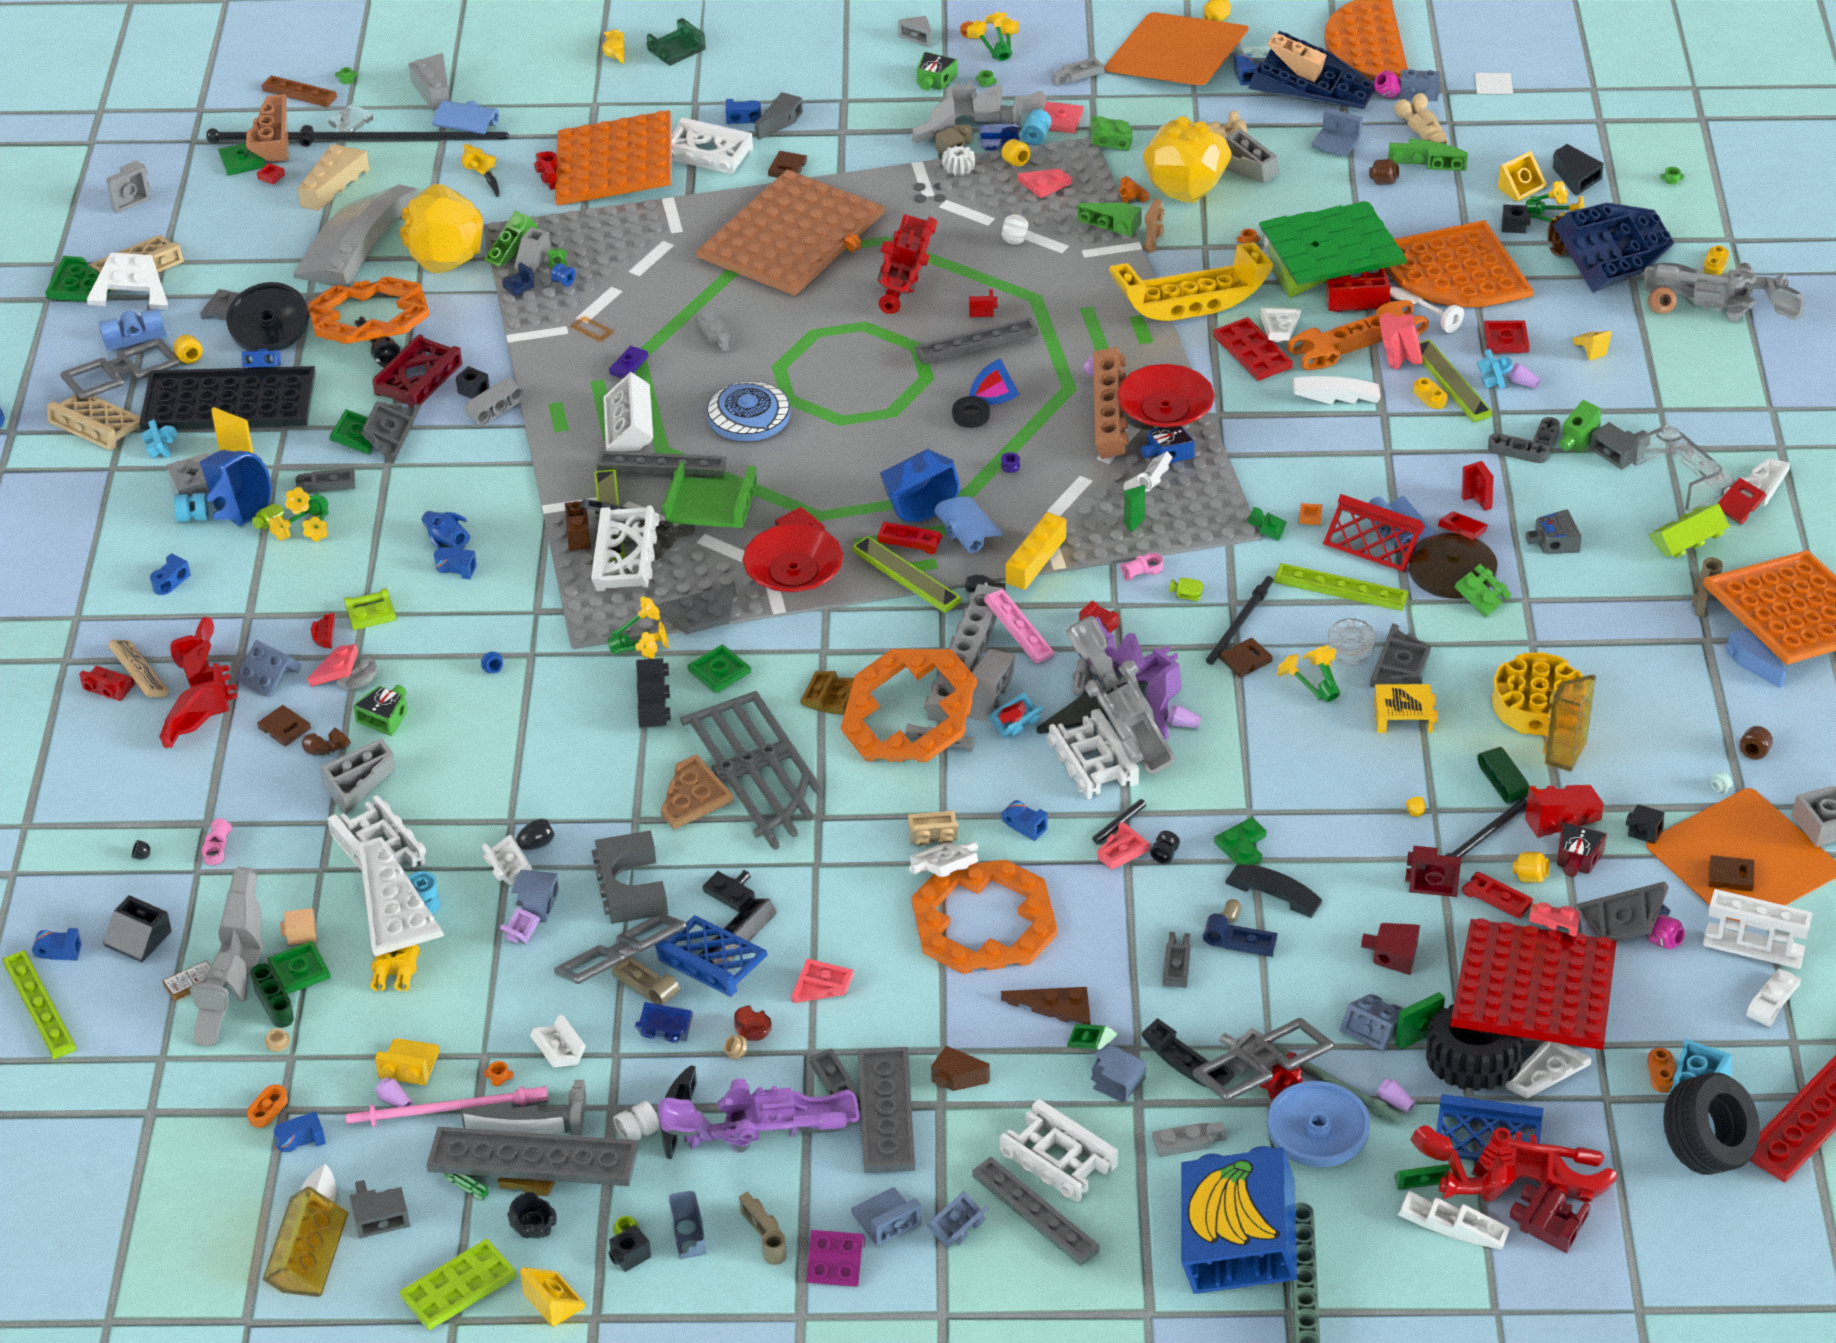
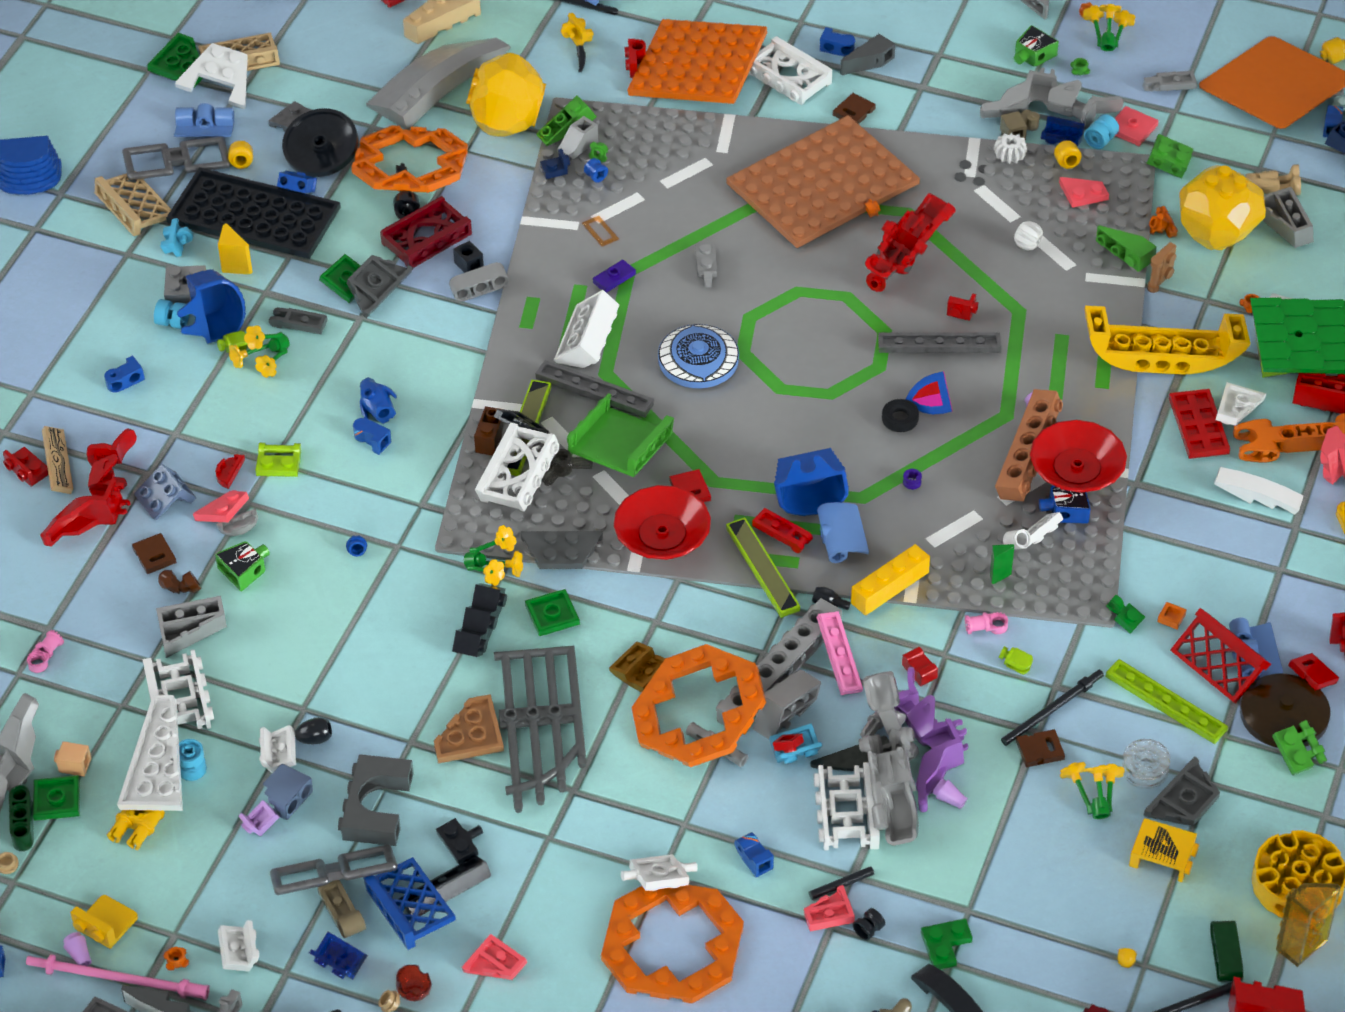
camera: 20 degrees right, 5 degrees up
(932, 827) = (665, 835): tan bracket -> none

